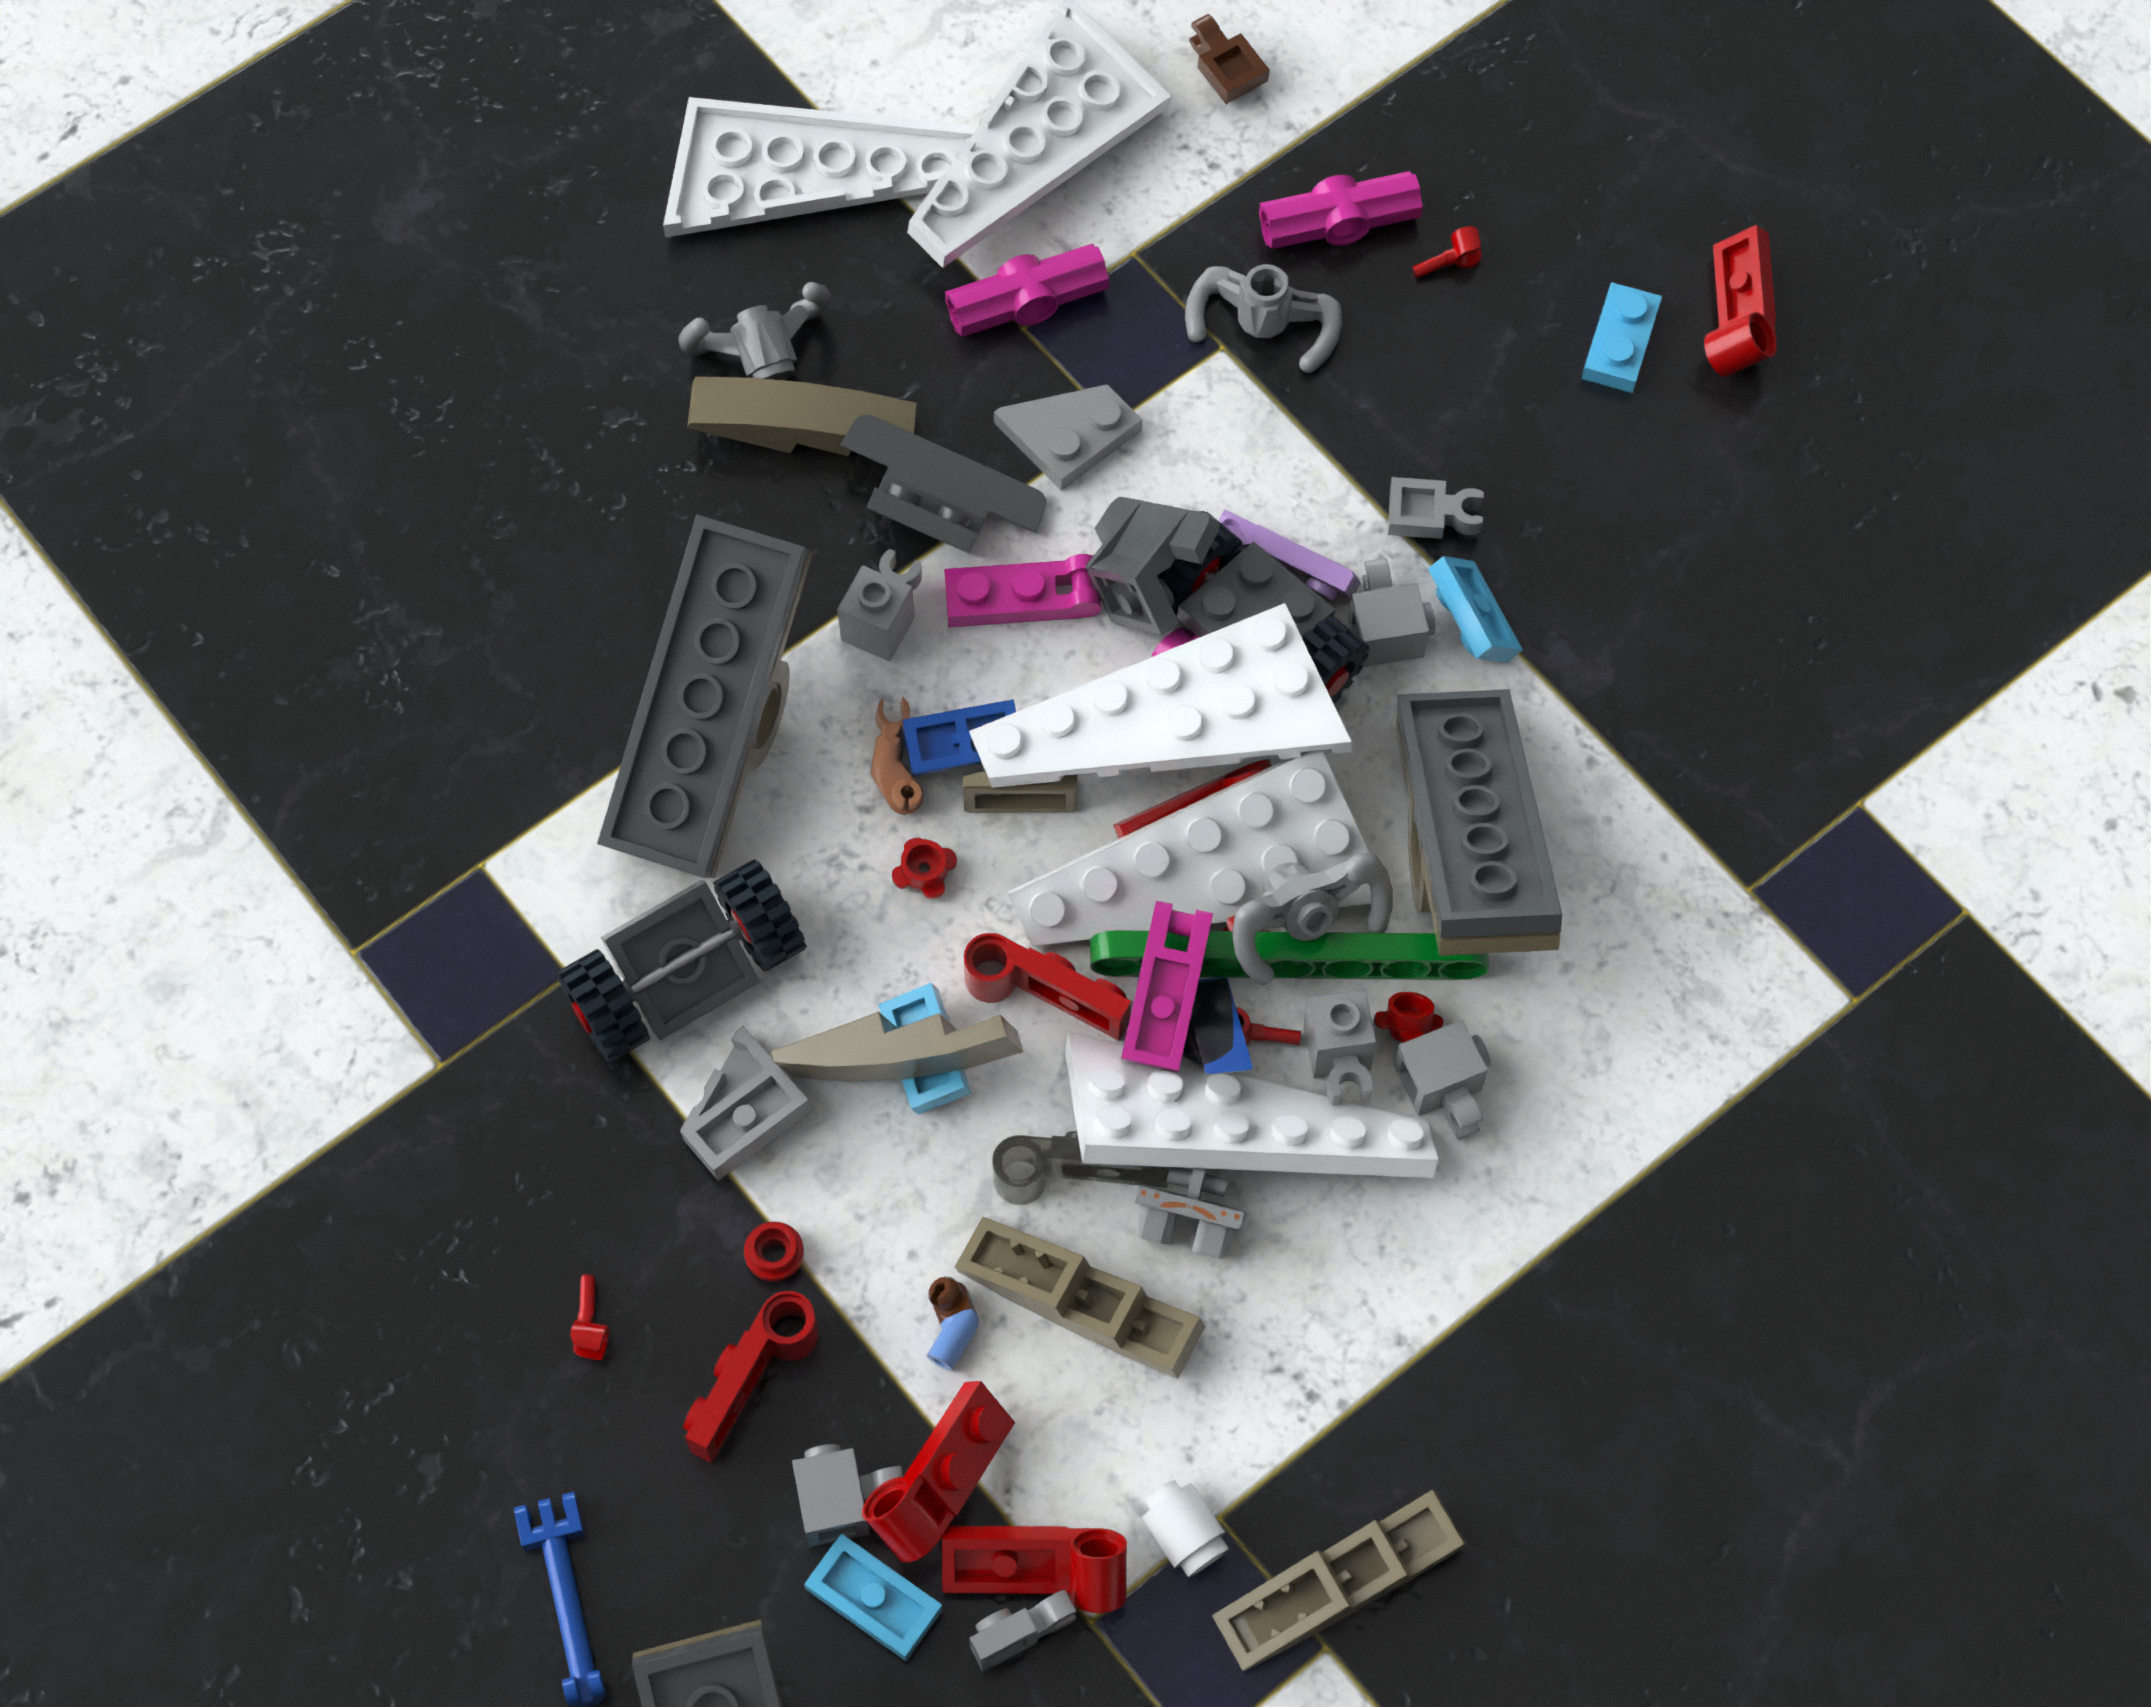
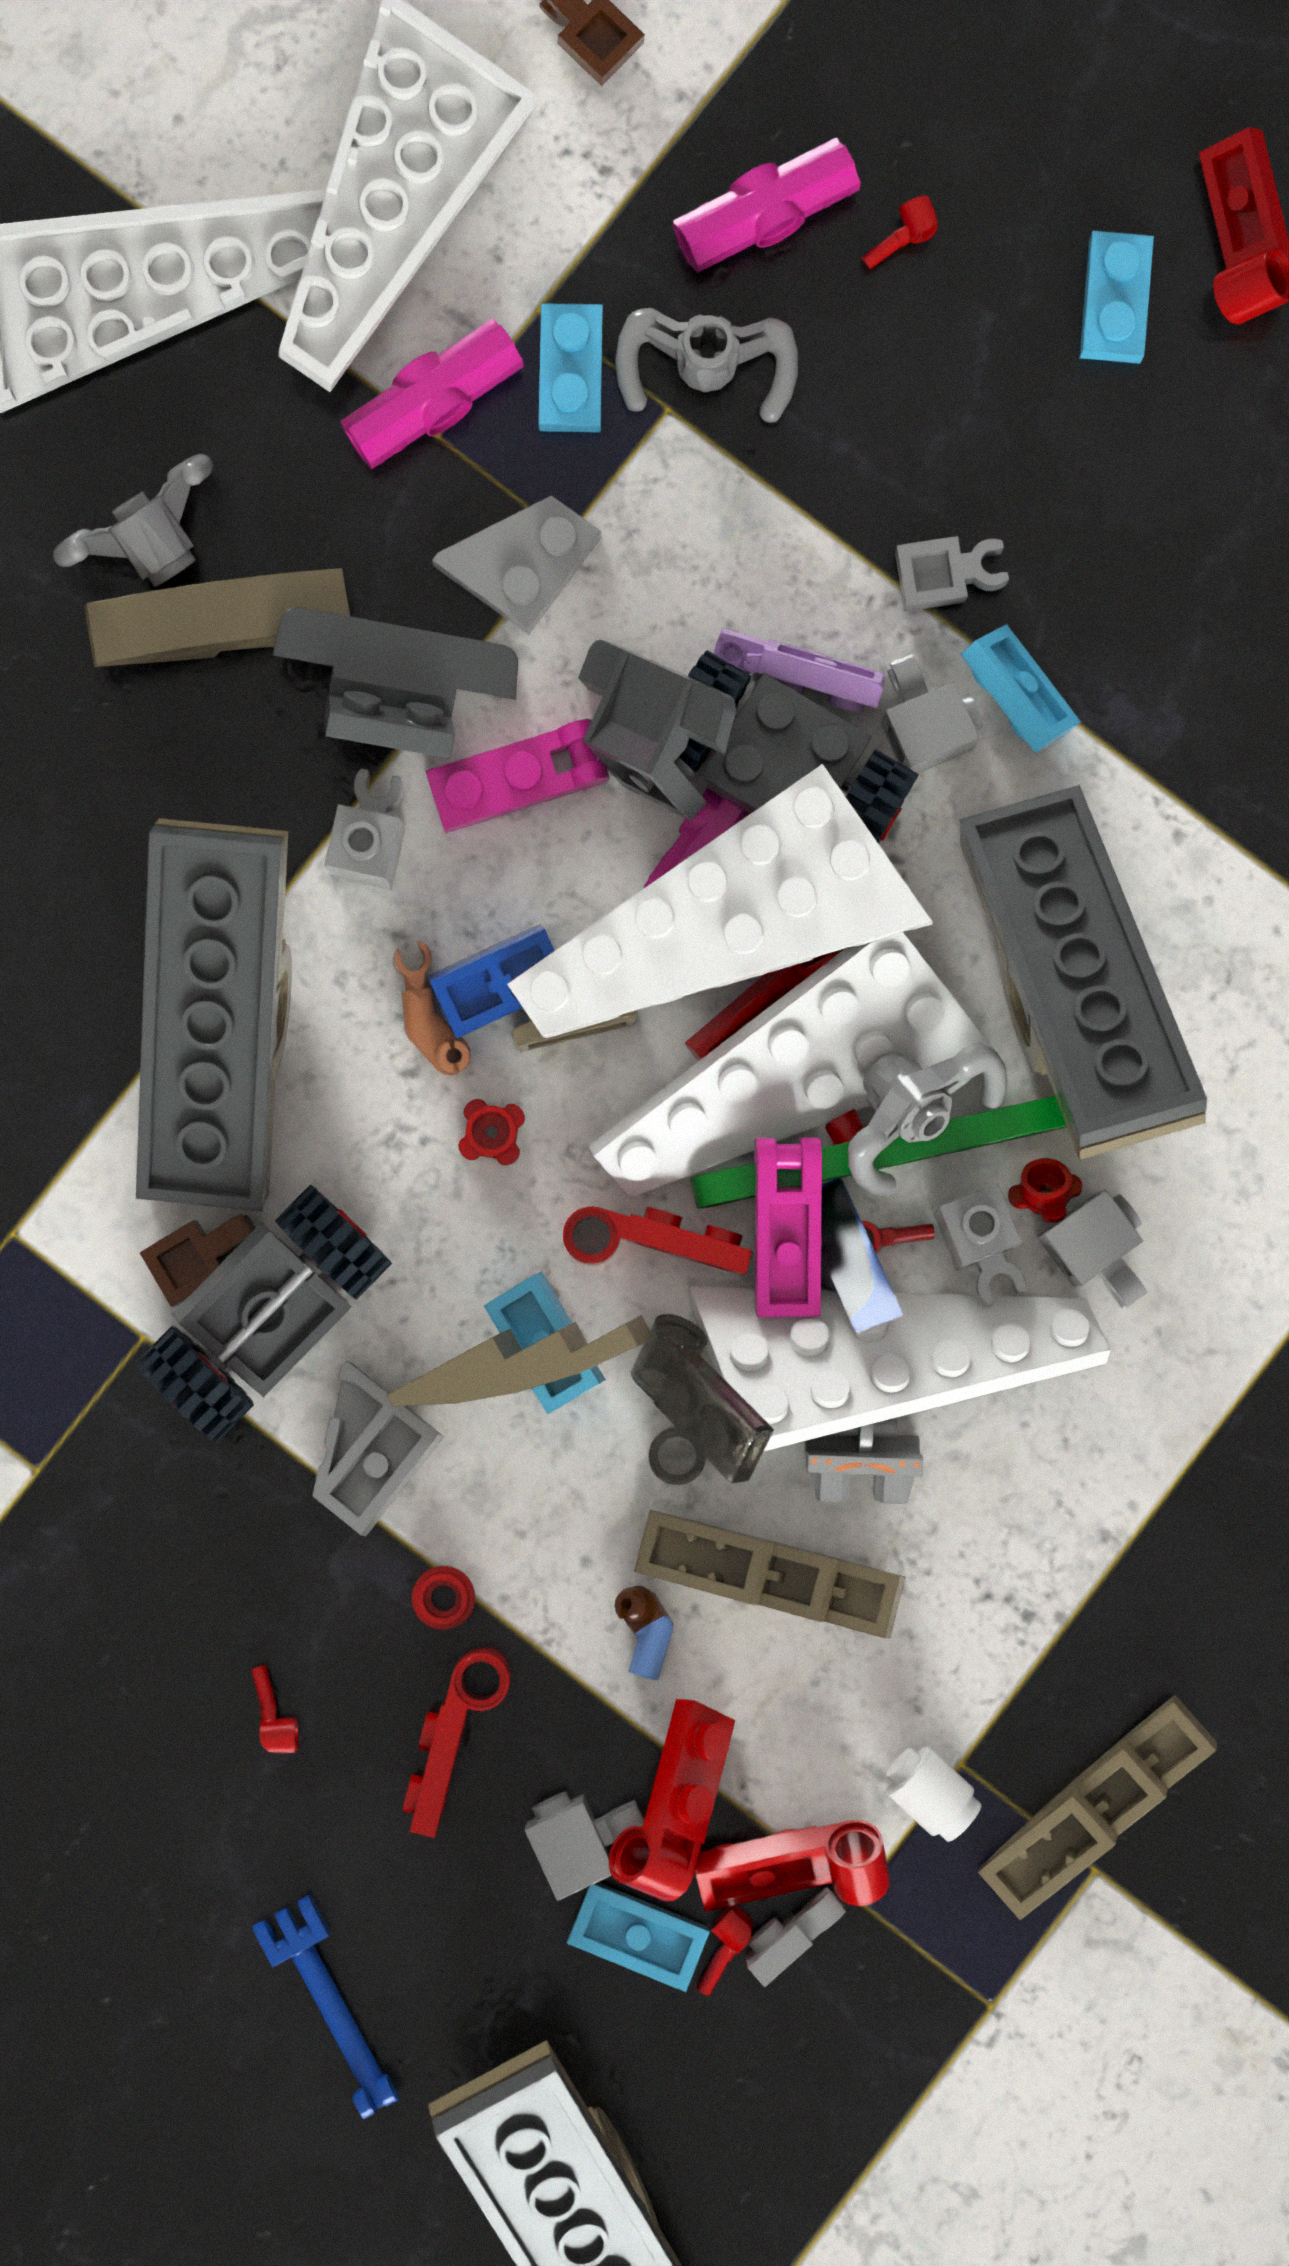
camera: 15 degrees left, 20 degrees up
(626, 900) = (190, 1255): none -> reddish brown plate
(964, 1614) = (734, 1930): none -> red hand
(1052, 1109) = (699, 1398): none -> clear smoke plate
(1148, 298) = (570, 367): none -> medium azure plate

